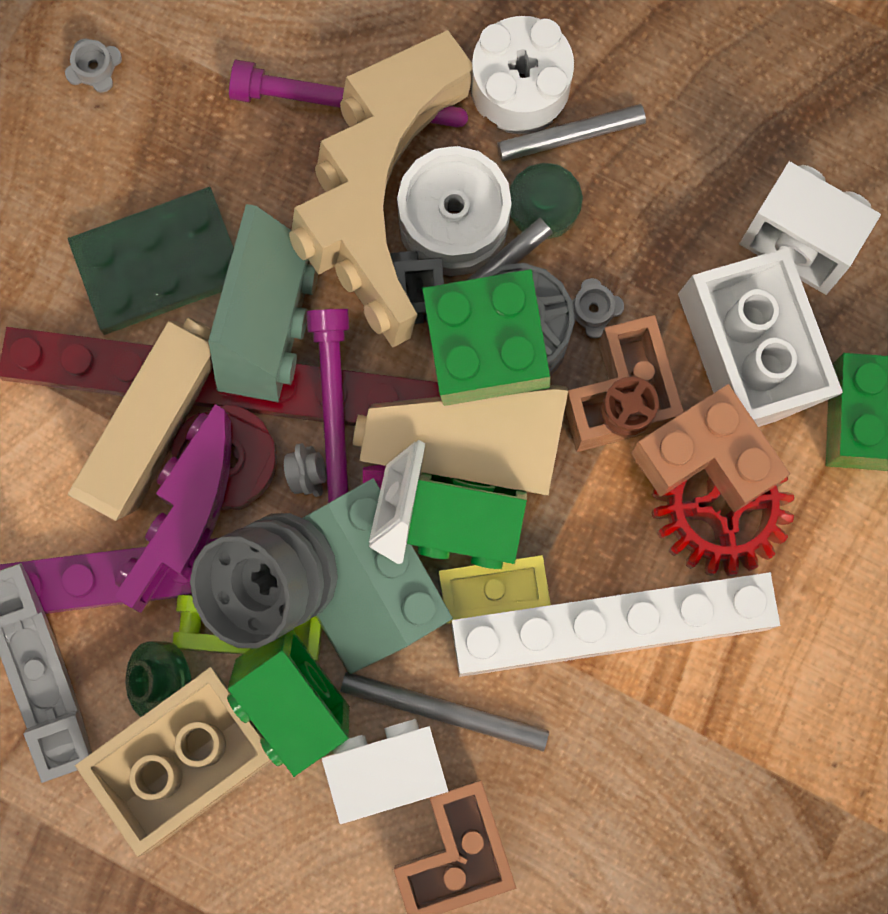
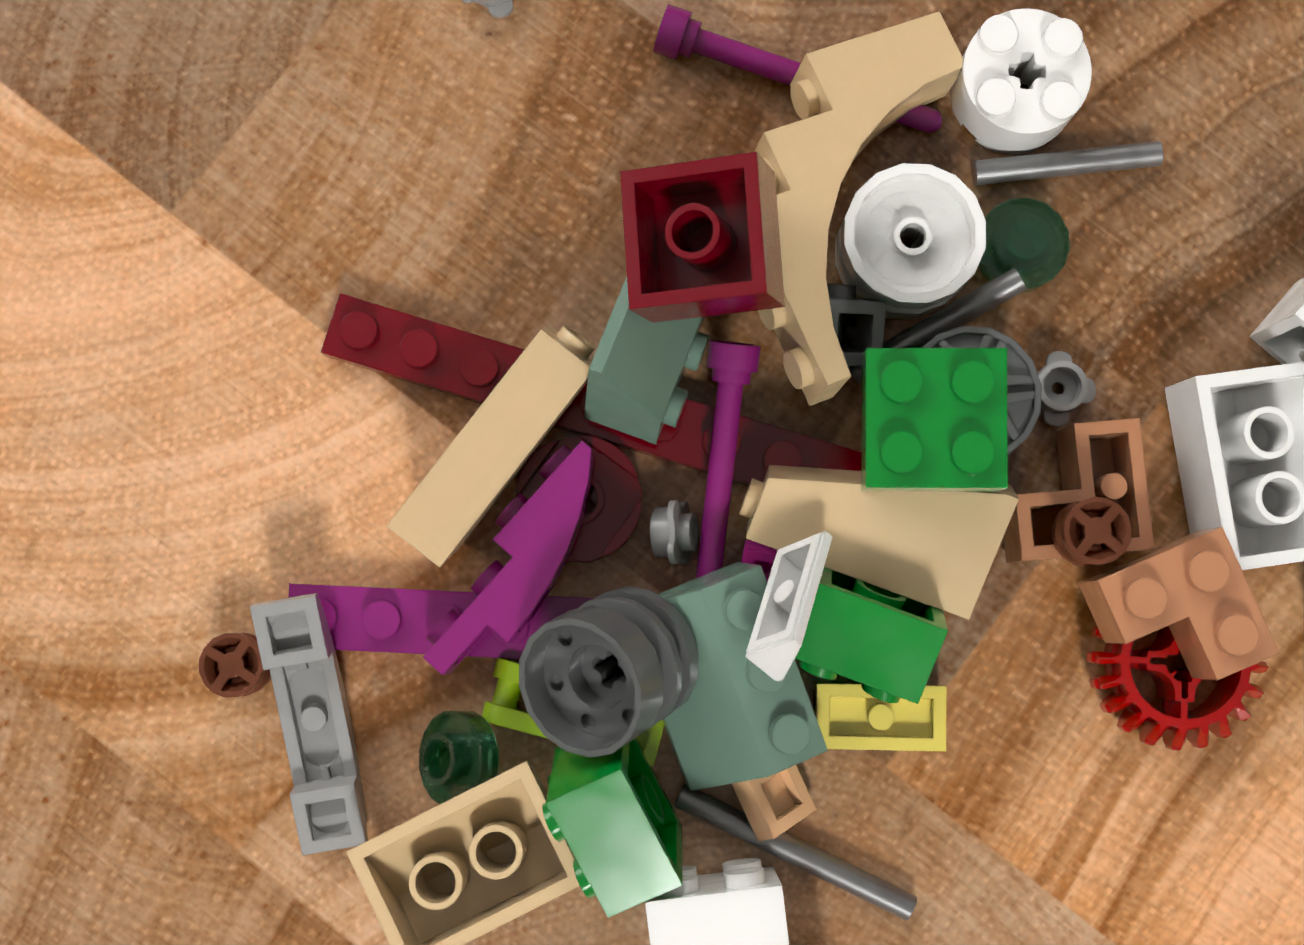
camera: 15 degrees right, 5 degrees up
(154, 260) = (531, 239): clear green plate -> none
(280, 224) = (702, 238): none -> dark red brick
(419, 668) = (774, 802): none -> light nougat plate
(614, 624) = (1023, 787): white brick -> none

